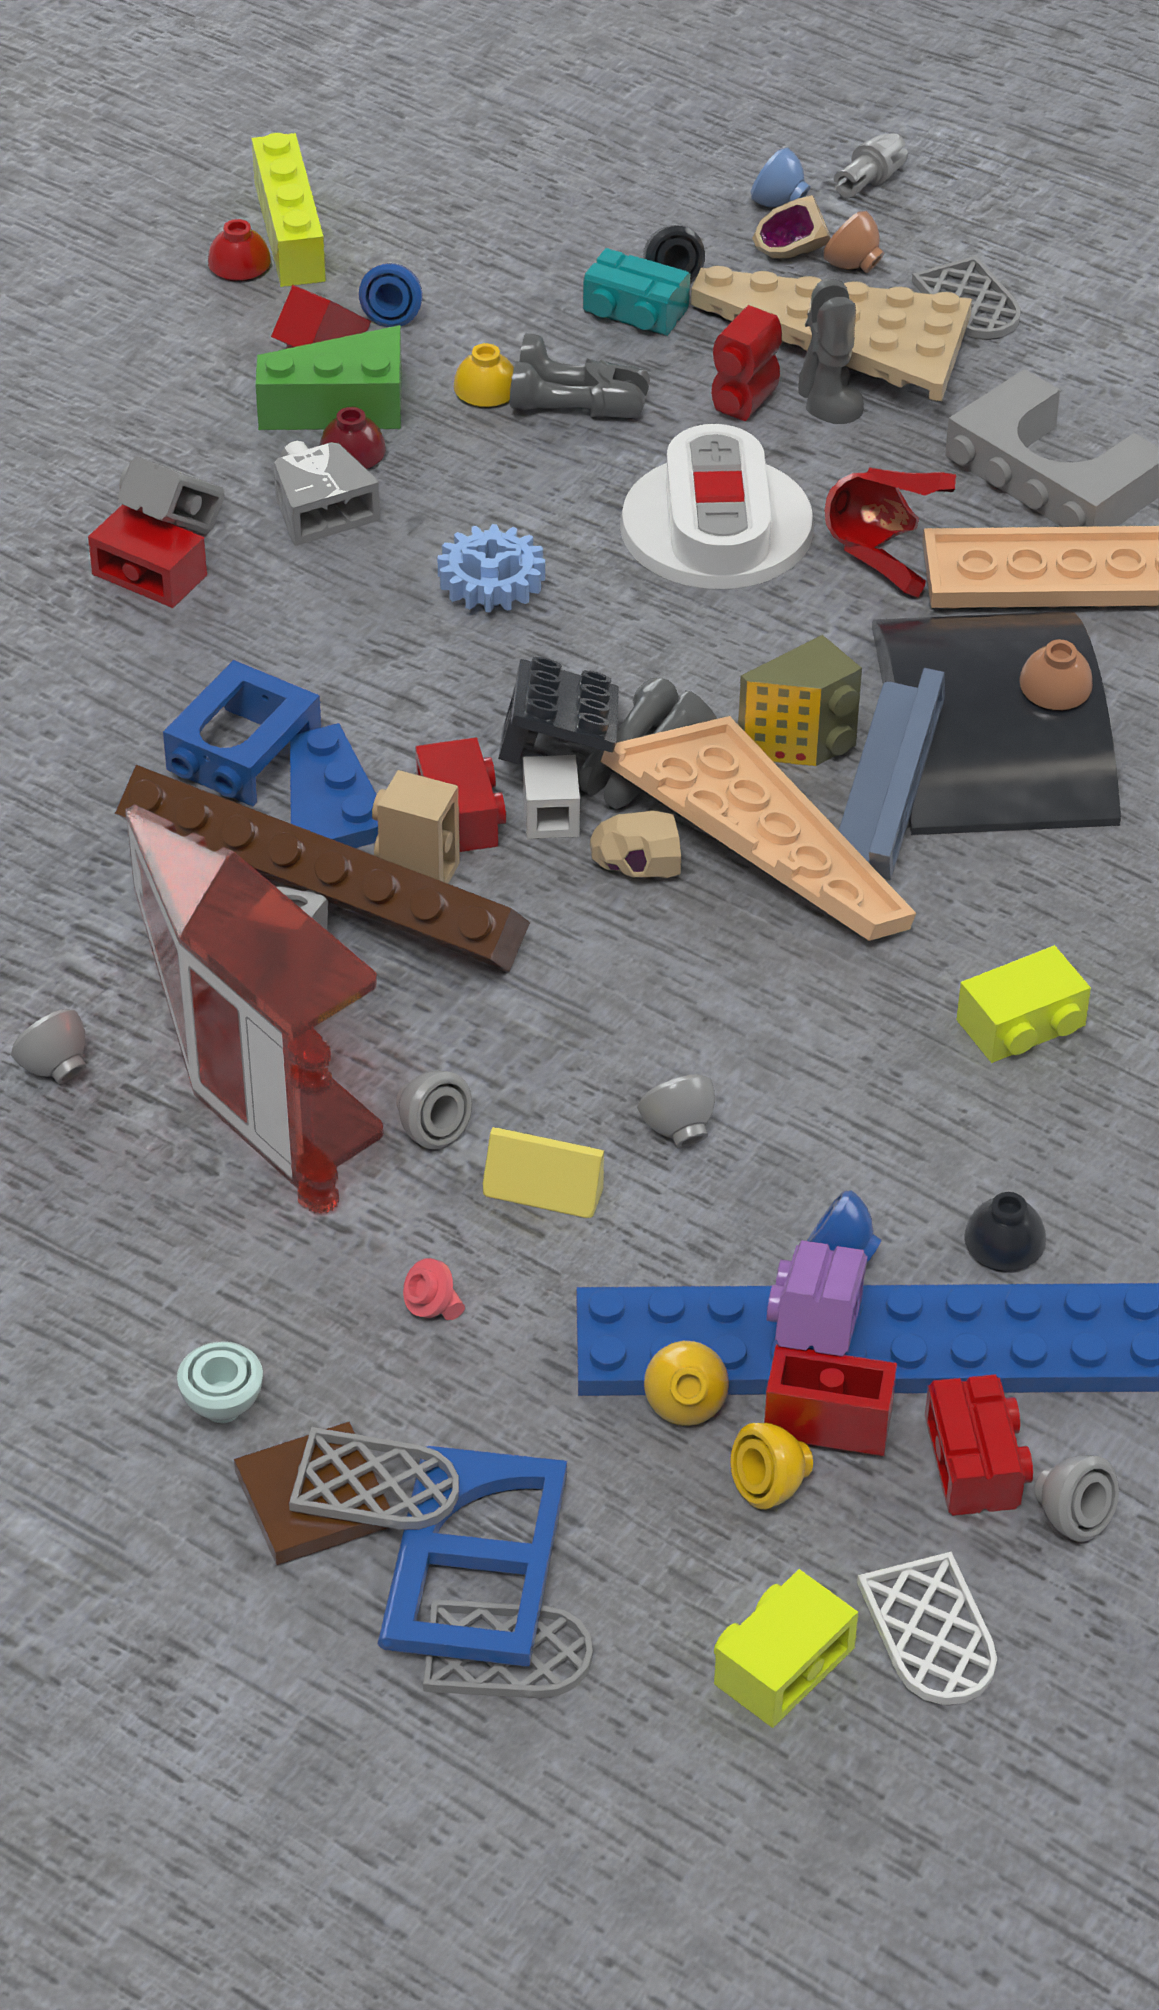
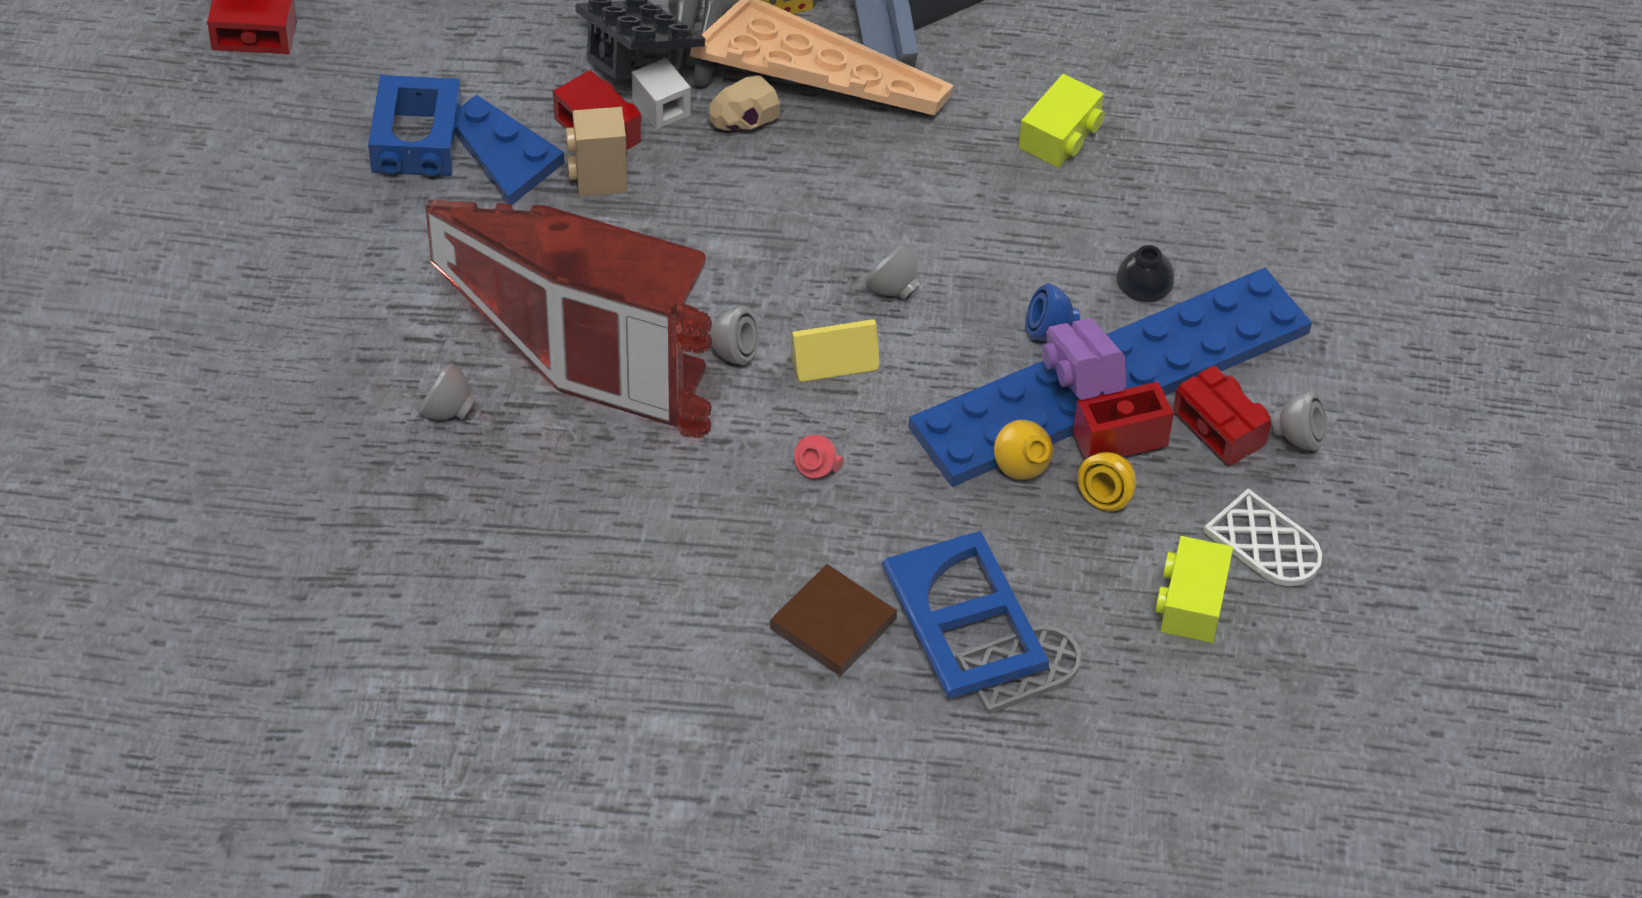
camera: 30 degrees left, 5 degrees up
(220, 1380) = (731, 570): light aqua brick -> none
(335, 870) = (599, 198): reddish brown brick -> none
(377, 1517) = (871, 568): light grey window -> none

